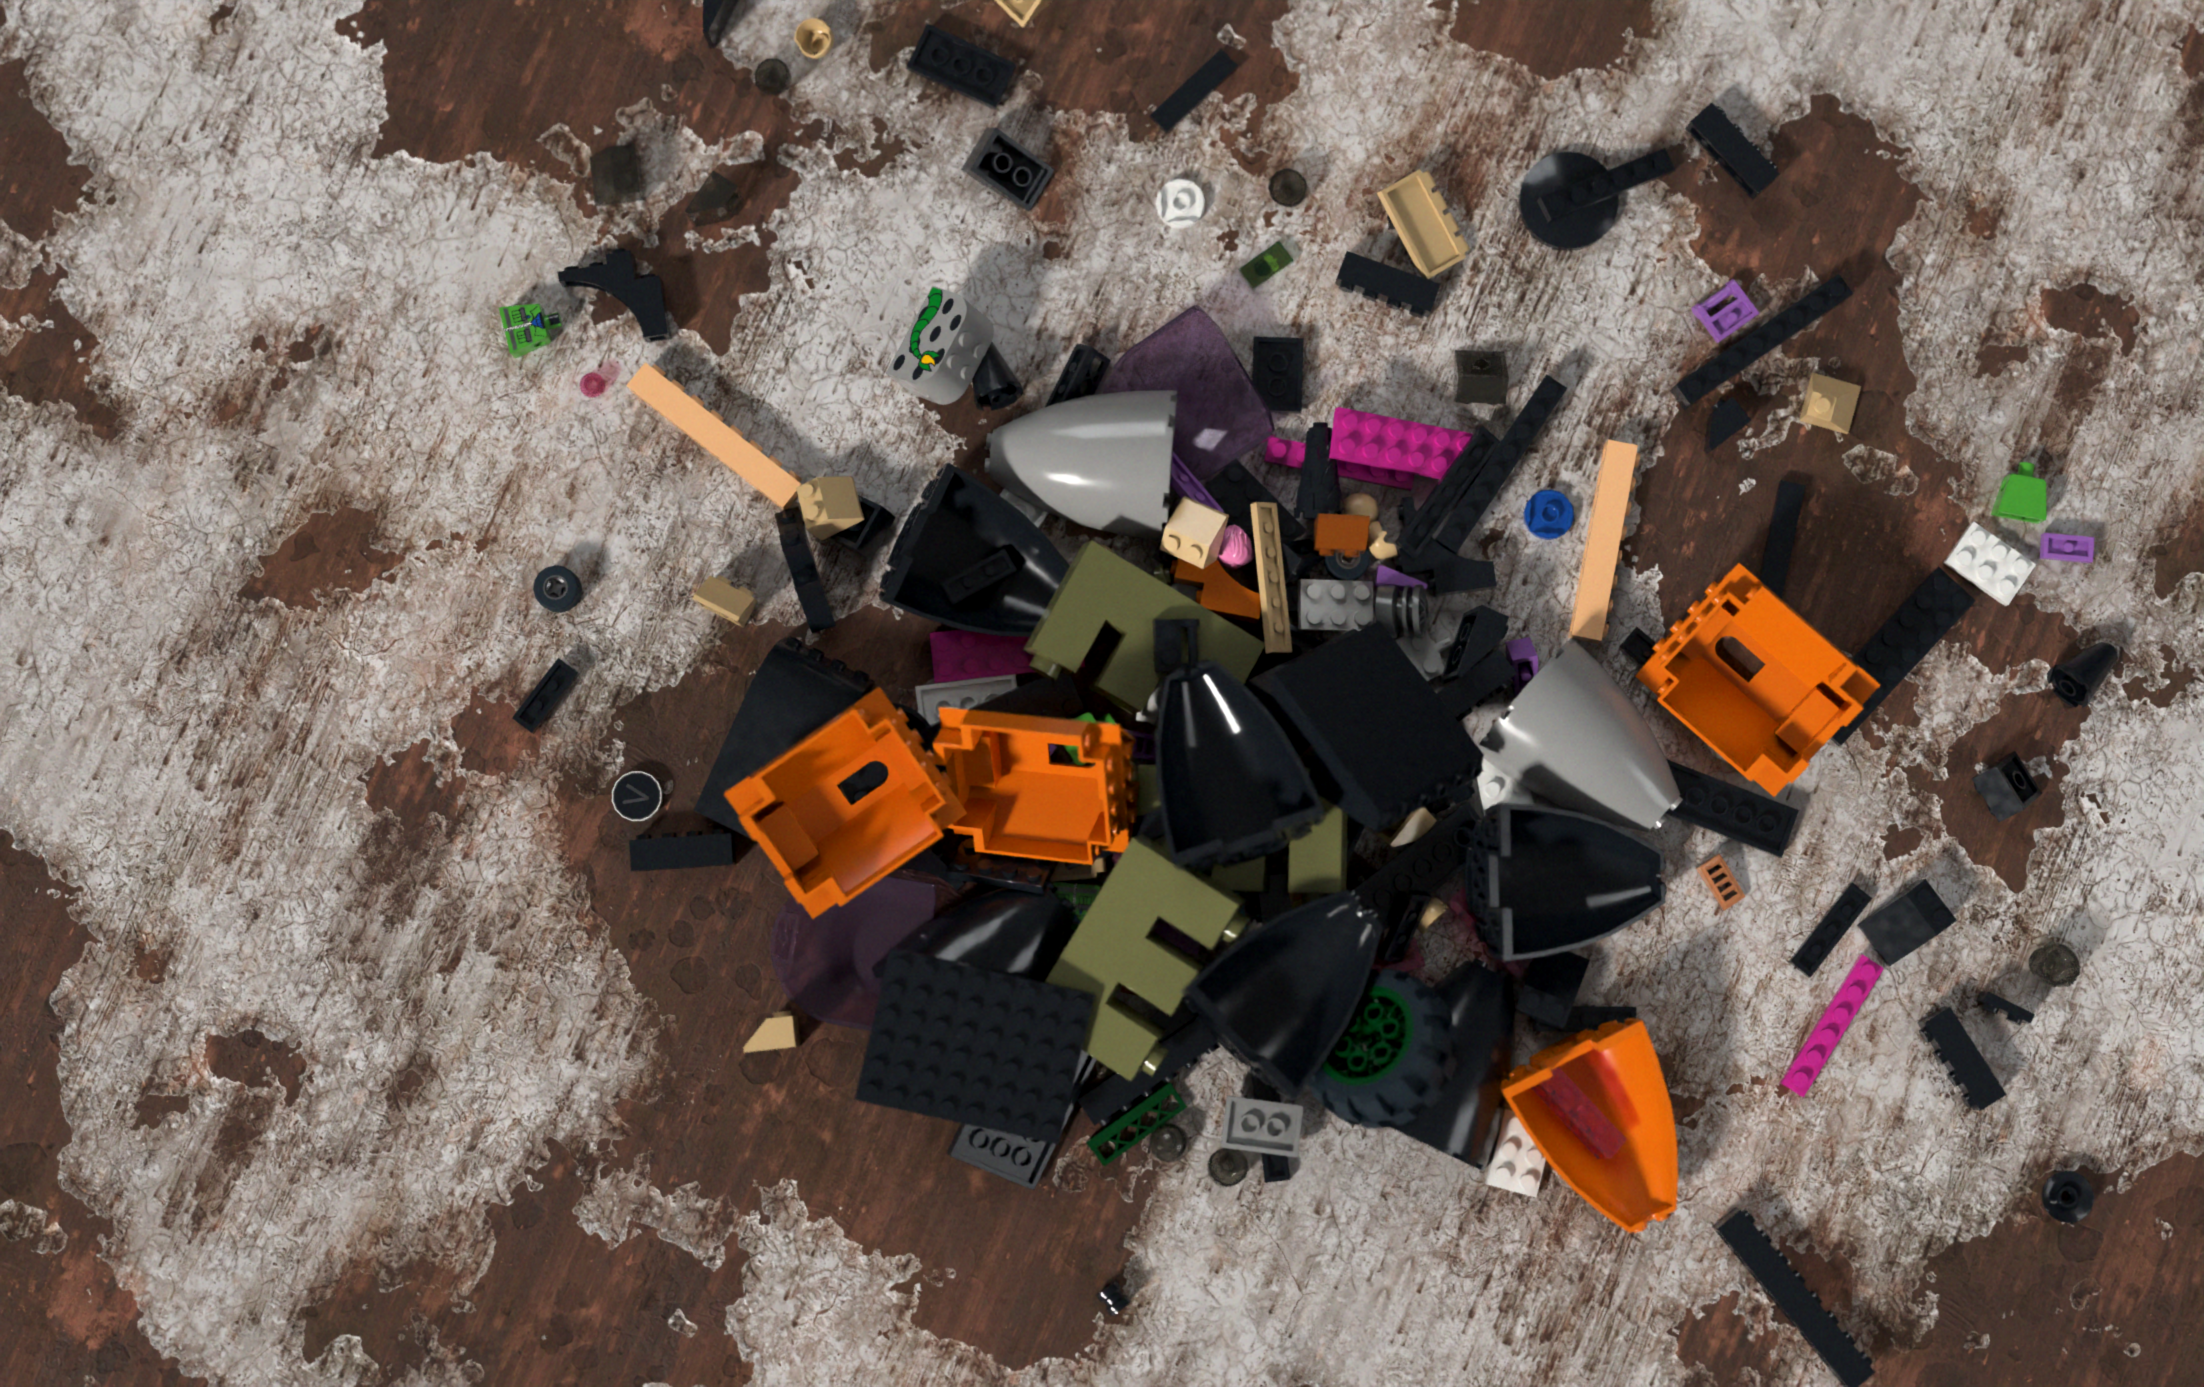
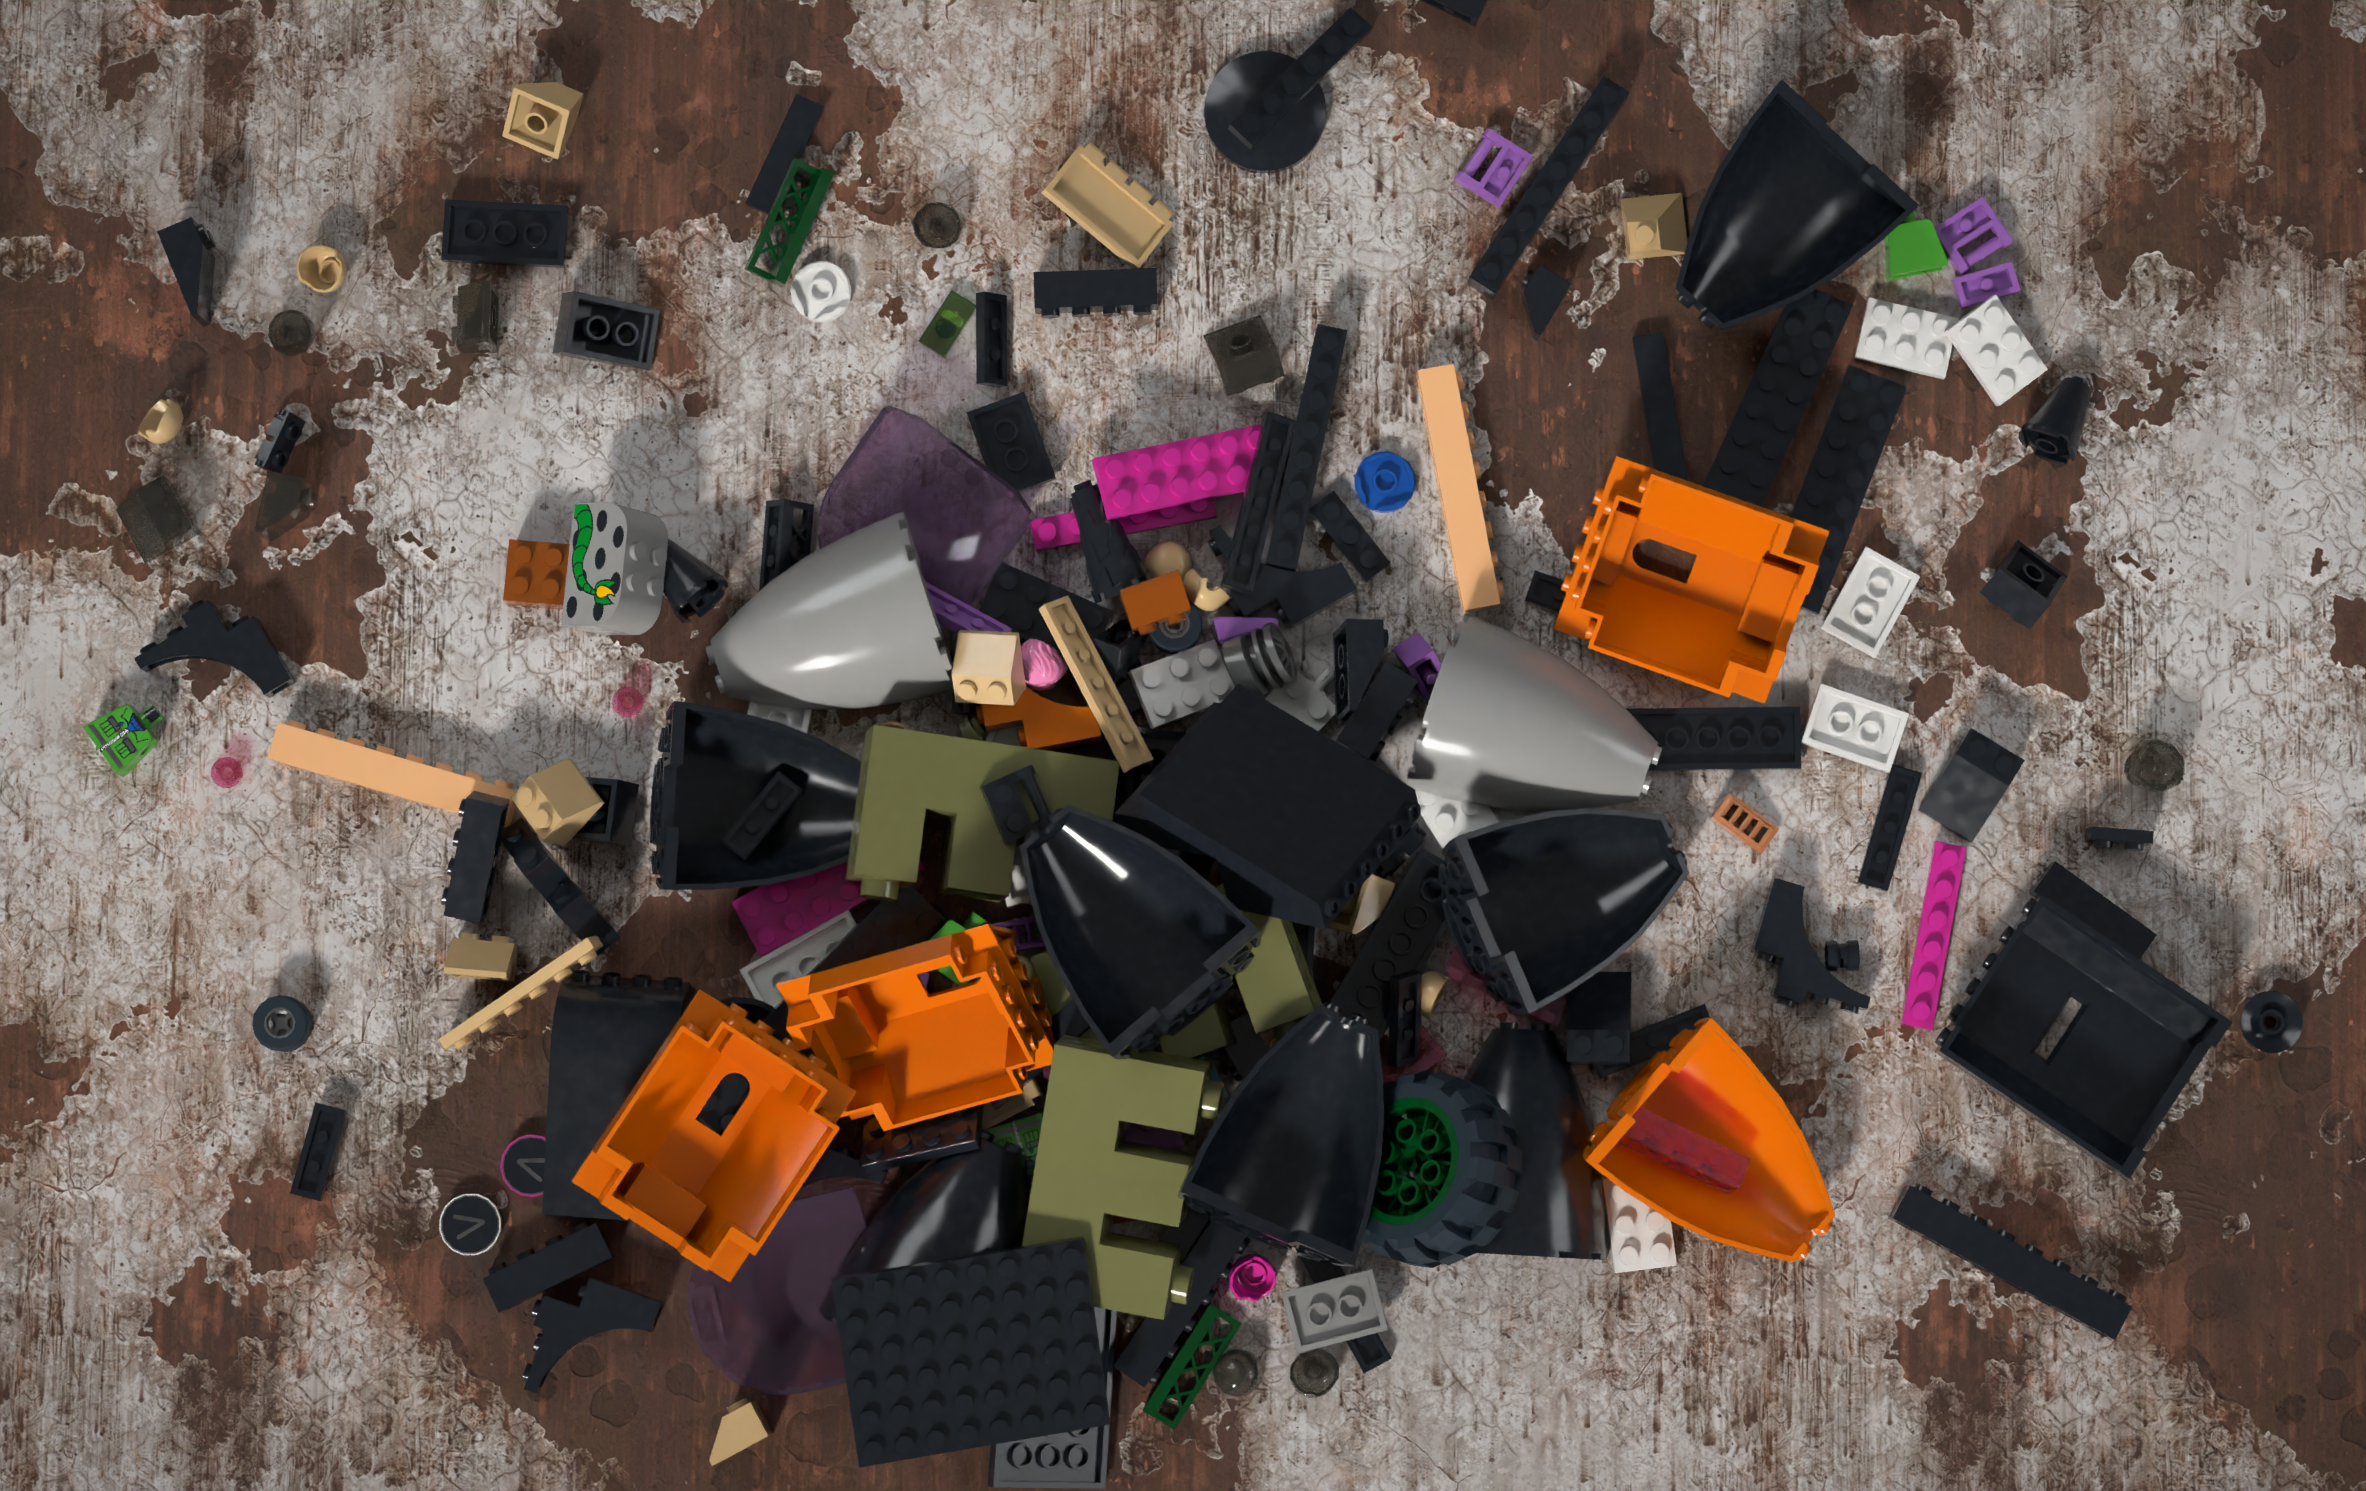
camera: 20 degrees left, 0 degrees up
(649, 105) = (162, 422): none -> tan hair
(678, 900) = (567, 1324): none -> black arch
(695, 767) = (524, 1165): none -> black tile
(738, 147) = (286, 430): none -> black hinge
(751, 522) = (475, 857): none -> black brick
(754, 636) = (531, 987): none -> tan plate
(882, 328) = (536, 574): none -> dark orange brick
(912, 444) = (623, 693): none -> clear pink plate
(915, 120) = (476, 318): none -> clear smoke slope
(1183, 148) = (800, 224): none -> dark green fence
(1209, 1075) = (1252, 1277): none -> dark pink hair
(1294, 289) = (991, 339): none -> black plate
(1505, 545) = (1349, 536): none -> black plate
(1719, 1012) = (1800, 972): none -> black arch
(1756, 1012) = (1842, 955): none -> black wheel
(1834, 843) = (1854, 728): none -> white plate
(1876, 565) = (1777, 397): none -> black plate
(1883, 752) = (1870, 602): none -> white plate
(1937, 431) = (1783, 215): none -> black panel
(1938, 1176) = (2116, 1059): none -> black panel
(2055, 600) = (1995, 350): none -> white plate
(2070, 497) = (1967, 226): none -> medium lavender plate

